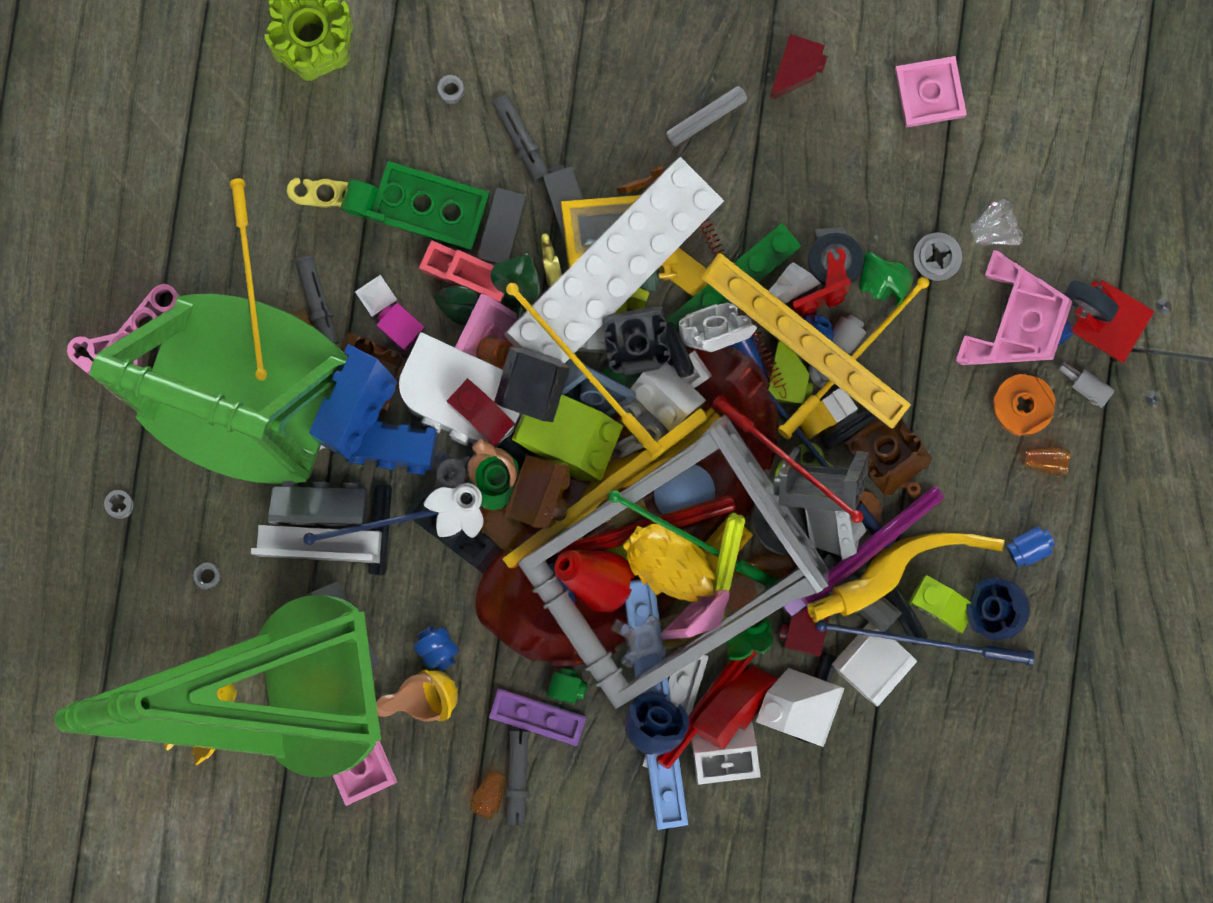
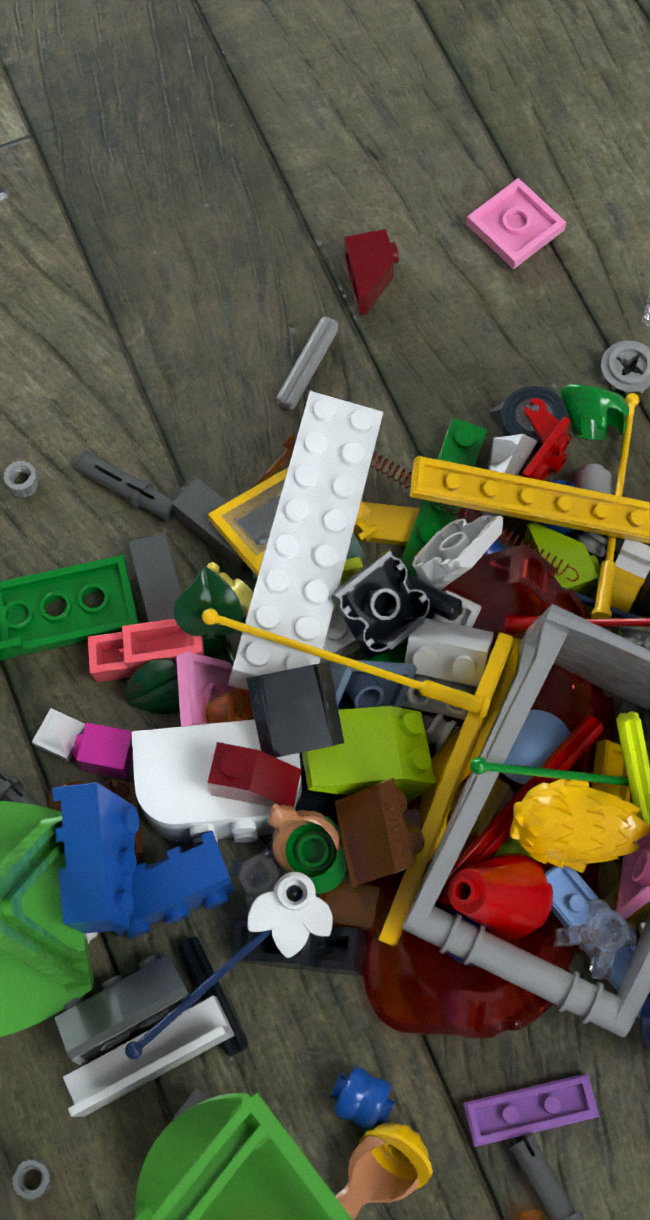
camera: 25 degrees left, 15 degrees down
(566, 686) = (543, 1050): green plate -> none

